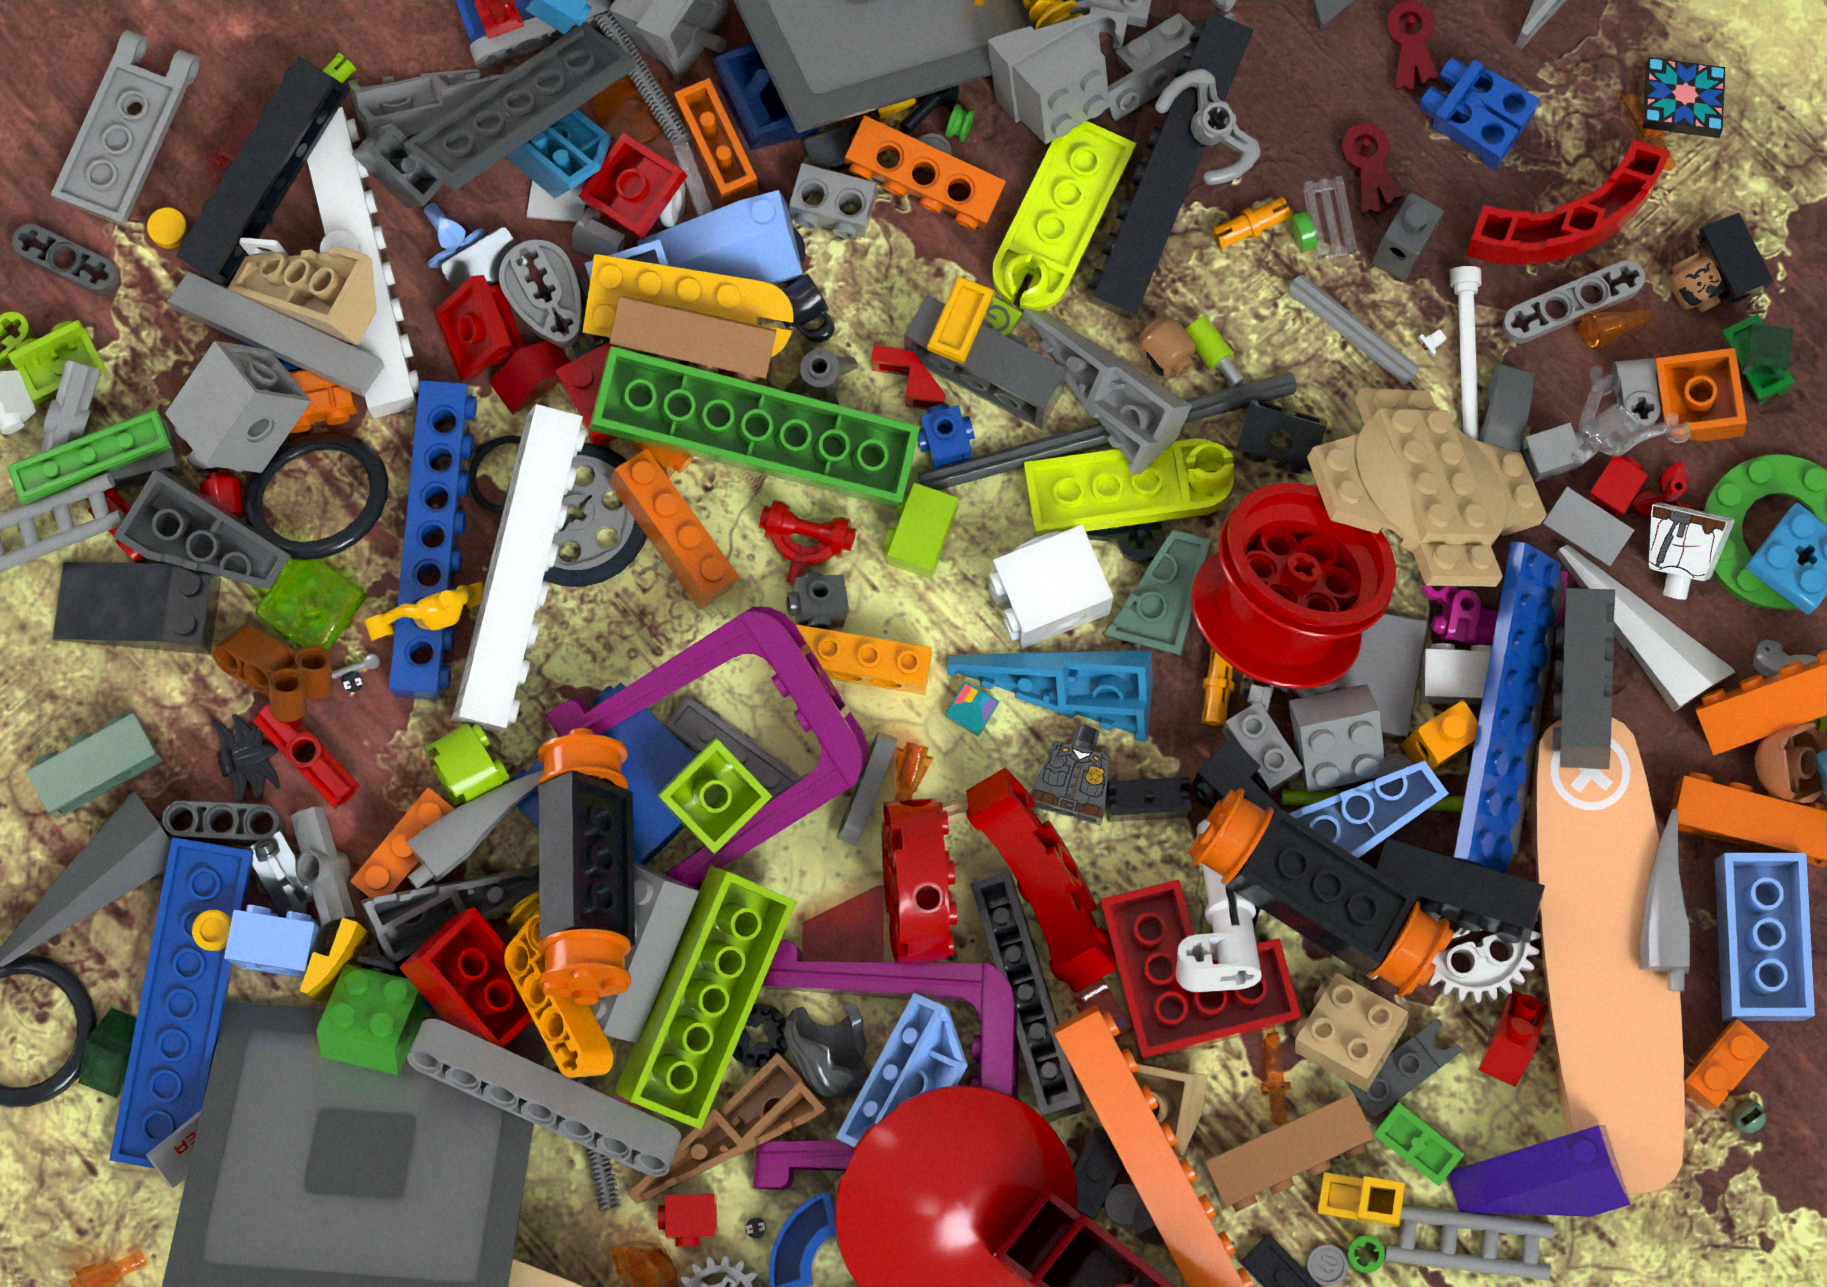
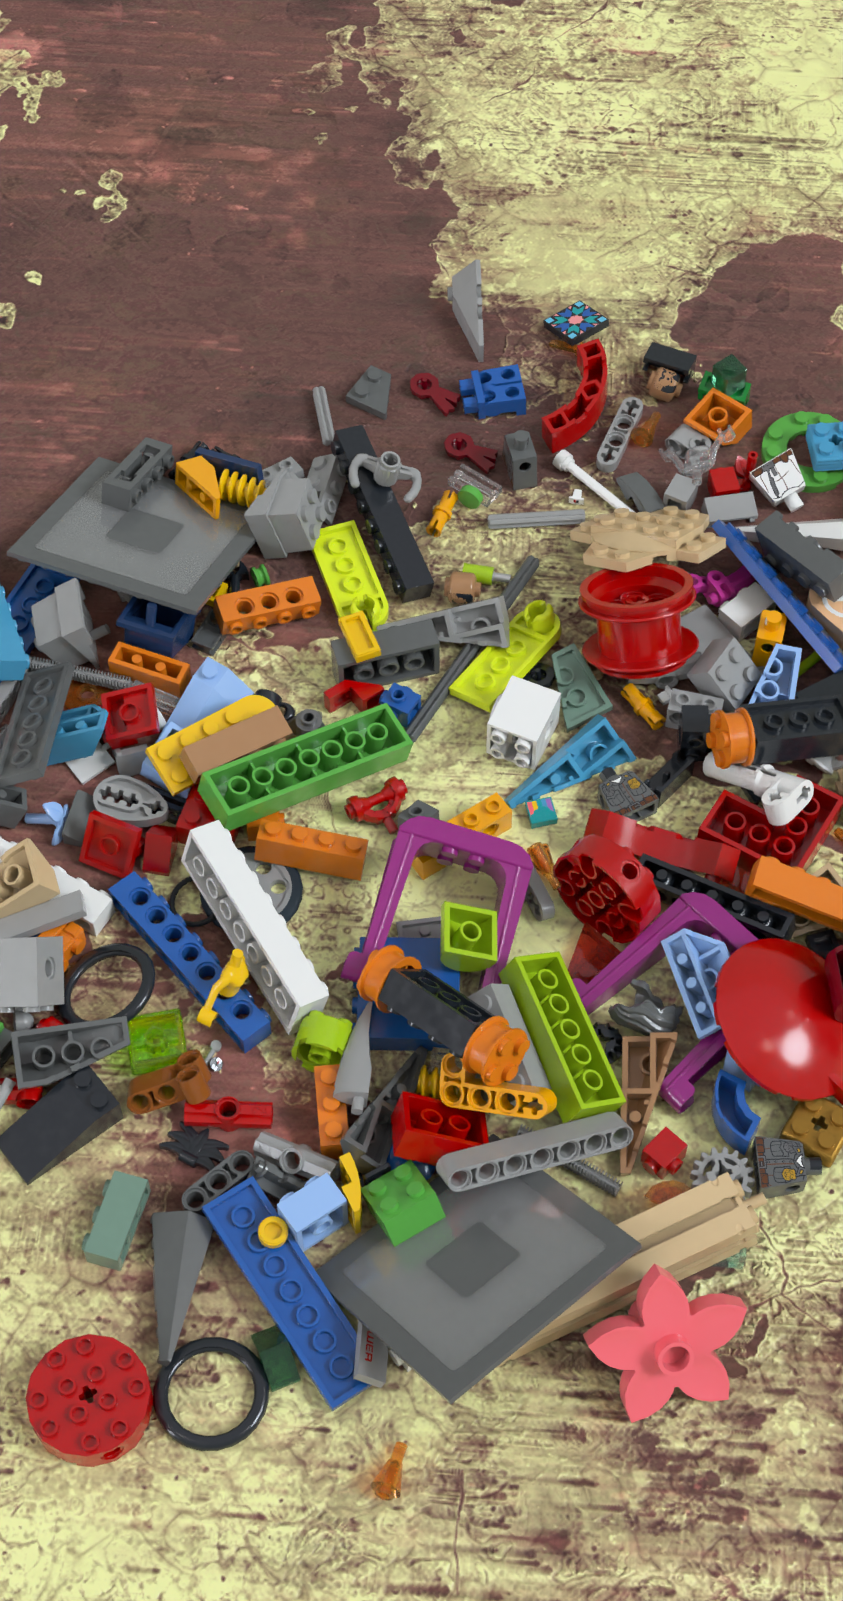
camera: 45 degrees left, 20 degrees down
(755, 1228) = (699, 1133): black piece -> none
(837, 191) = (232, 650): light grey brick -> none
(921, 530) = (433, 755): lime brick -> none
(1264, 419) = (565, 570): black brick -> none

